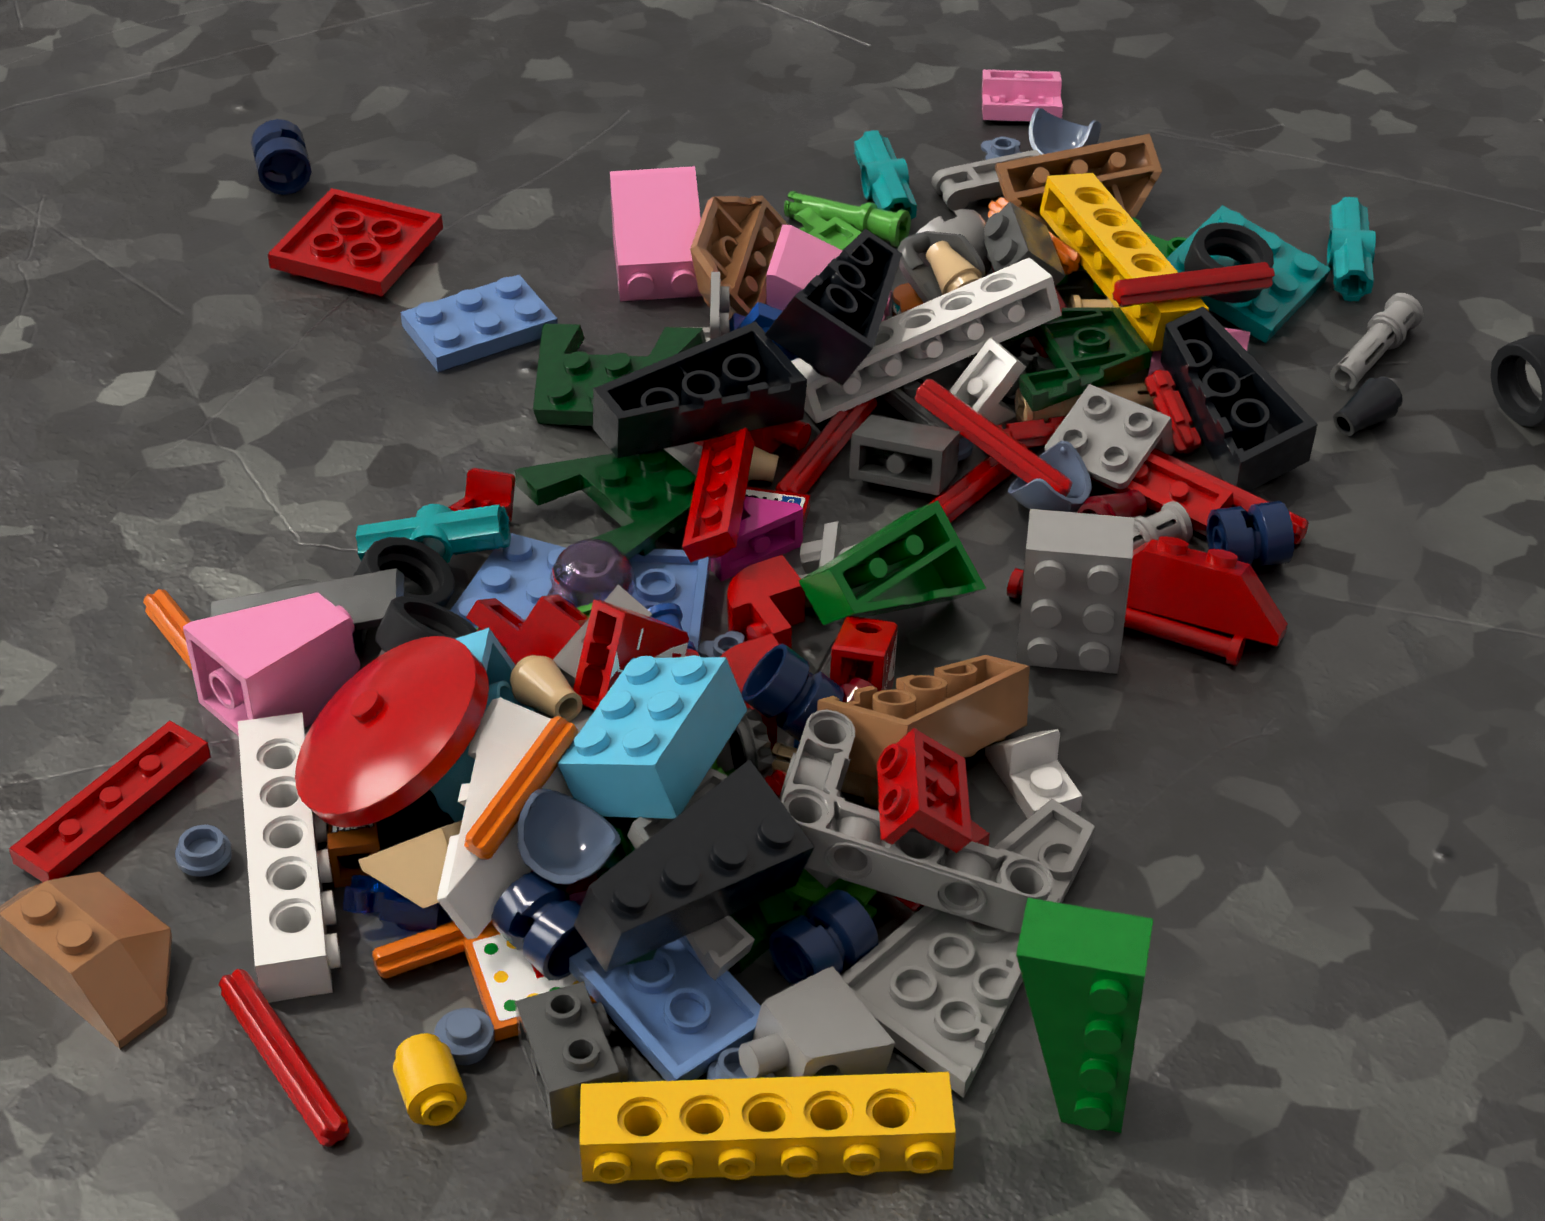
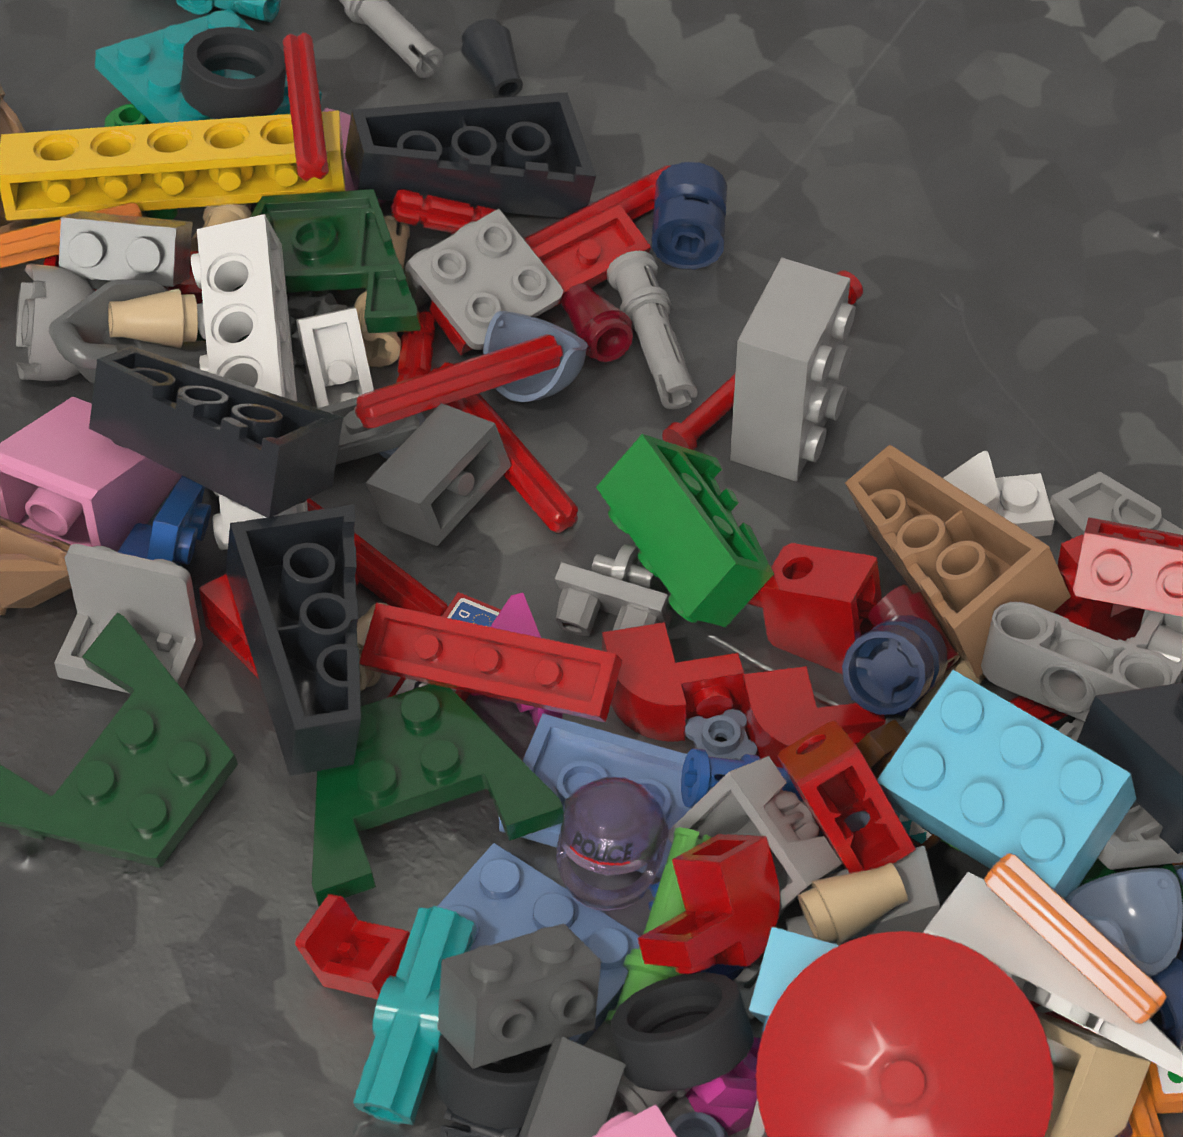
camera: 75 degrees left, 10 degrees up
(434, 551) = (518, 994): none -> dark grey brick
(1203, 590) = (720, 301): red wedge -> none

